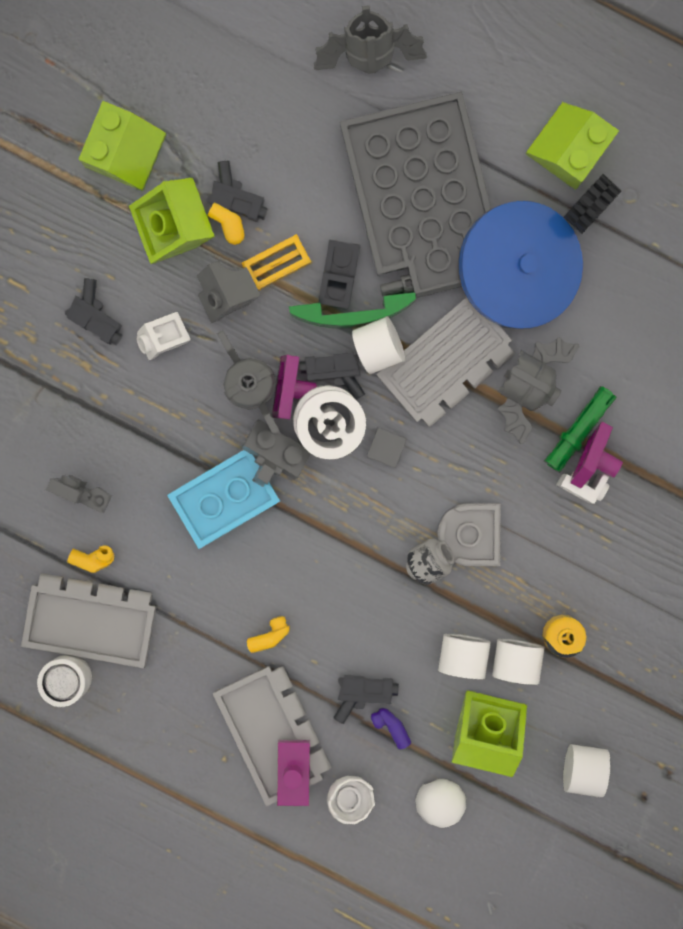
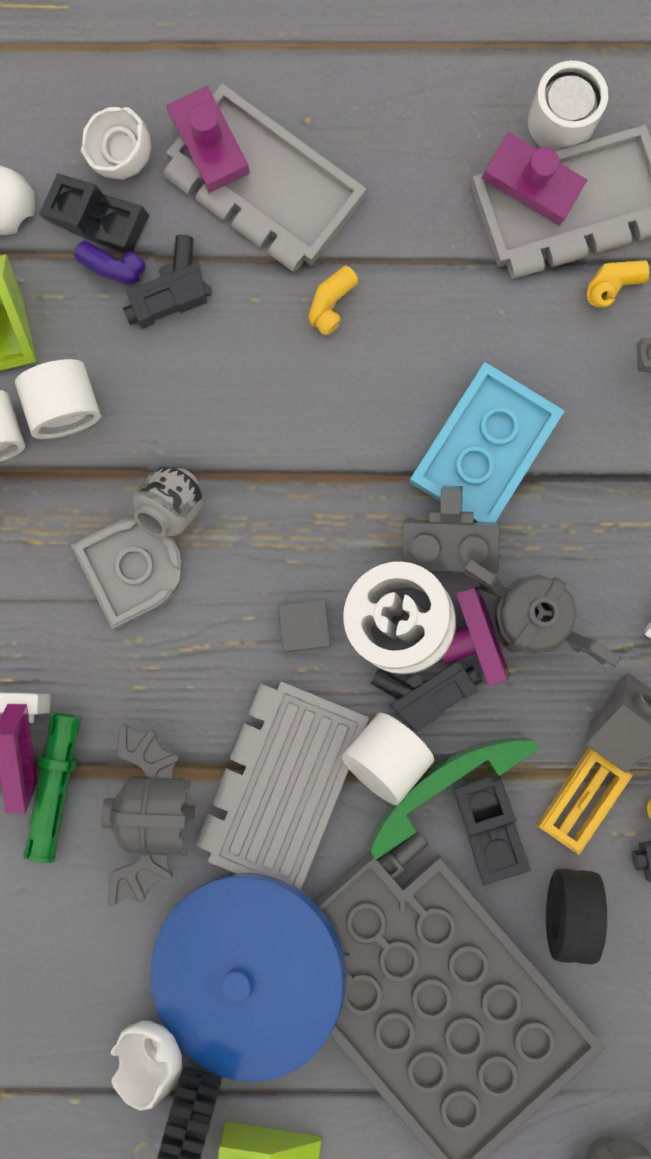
camera: 150 degrees right, 5 degrees down
(108, 646) = (534, 178): none -> magenta tile
(318, 202) = (576, 916): none -> black tyre
(385, 764) = (92, 215): none -> black slope
(601, 246) = (147, 1064): none -> white hair

